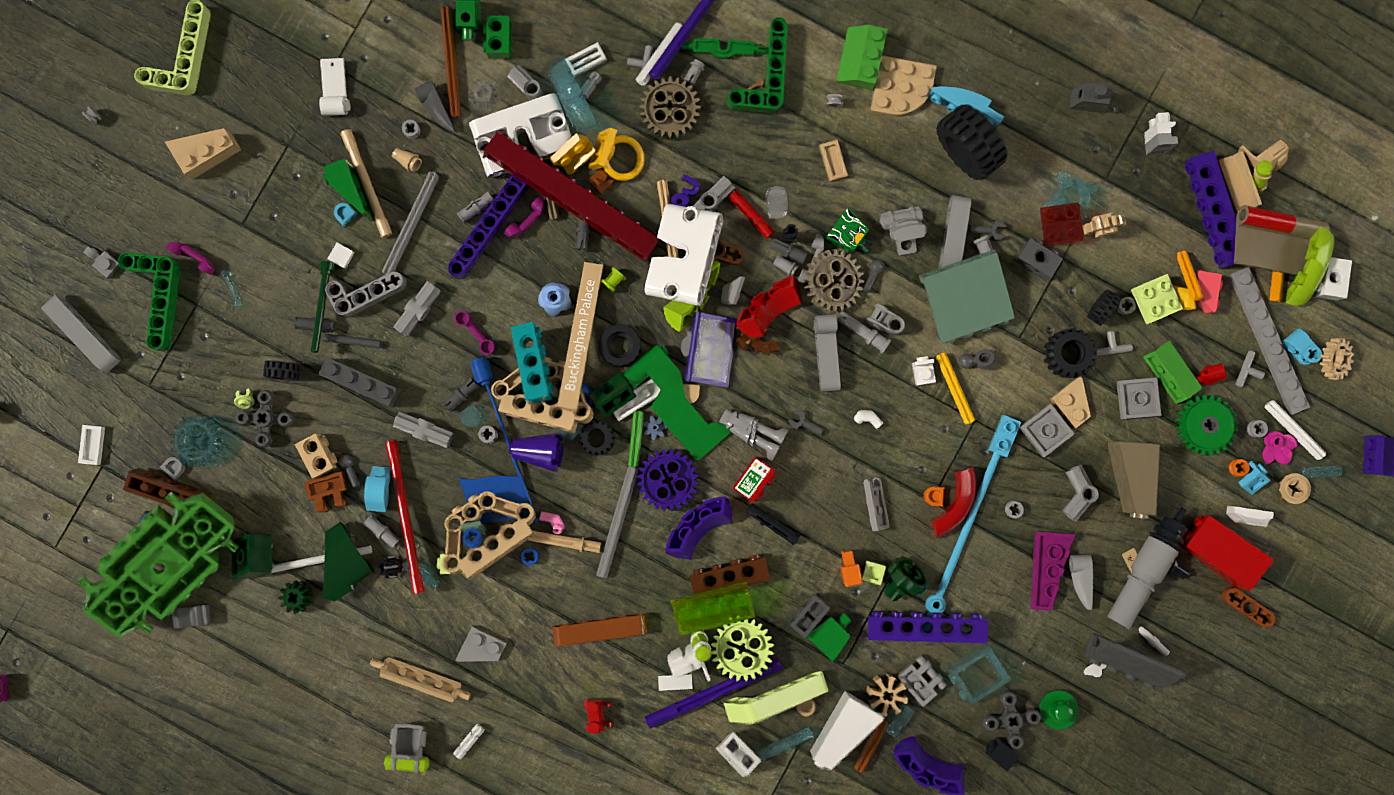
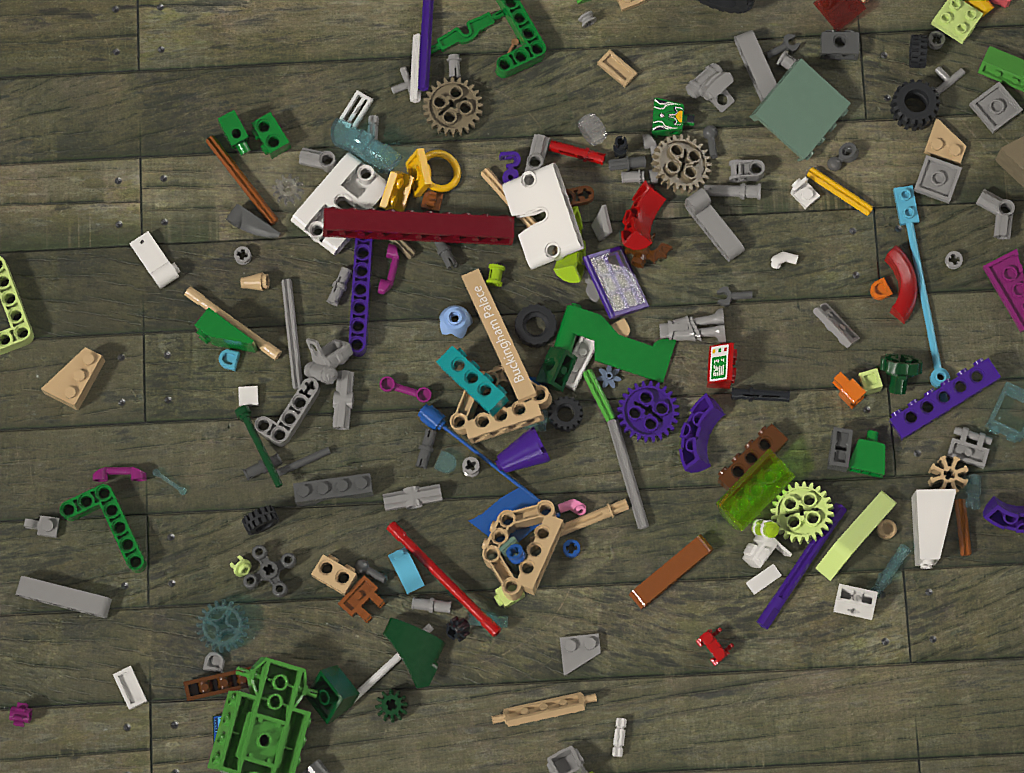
camera: 25 degrees left, 10 degrees down
(421, 266) = (326, 359): none -> light grey piece

